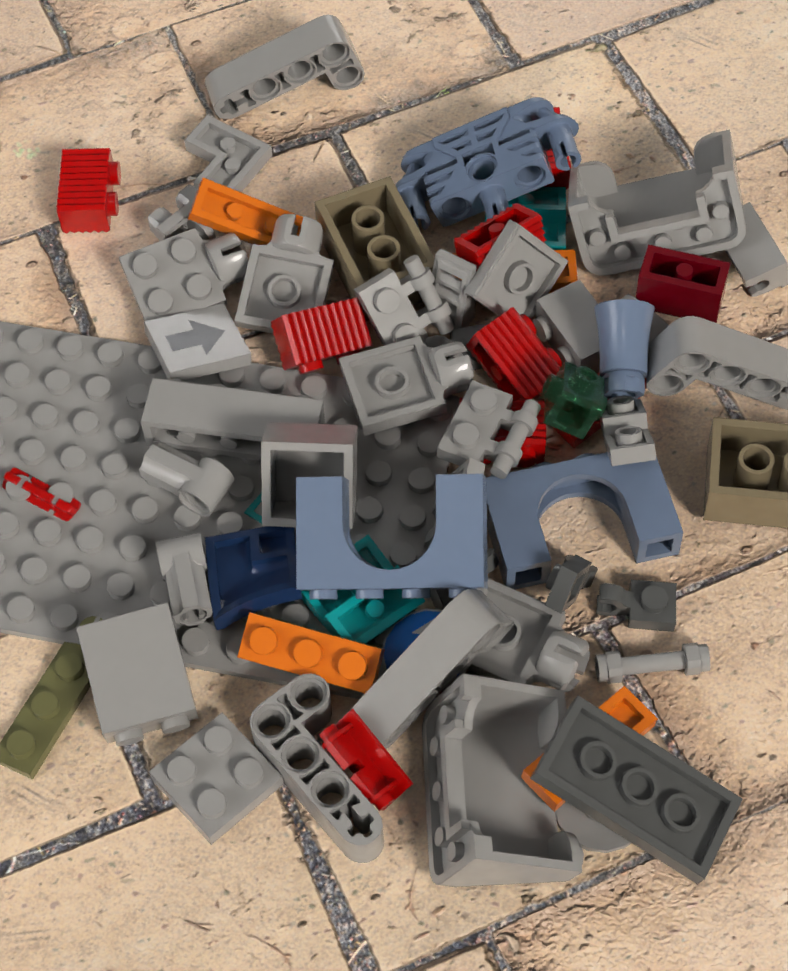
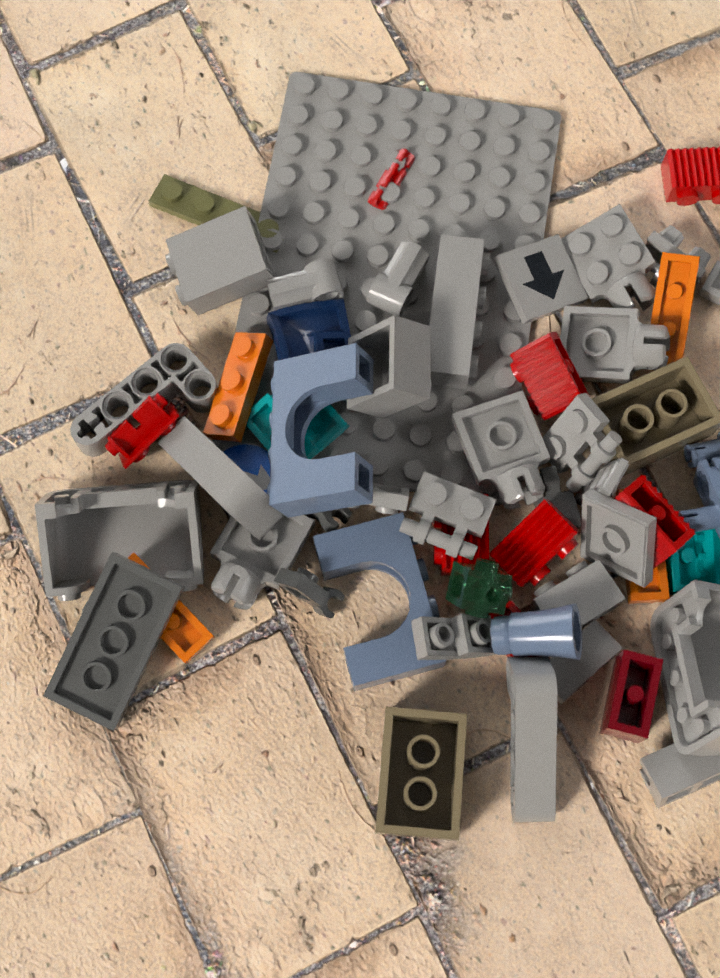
camera: 85 degrees right, 15 degrees up
(216, 778) = (143, 326): light grey plate -> none
(647, 604) = (298, 660): dark grey plate -> none
(692, 658) = (237, 630): light grey bar -> none

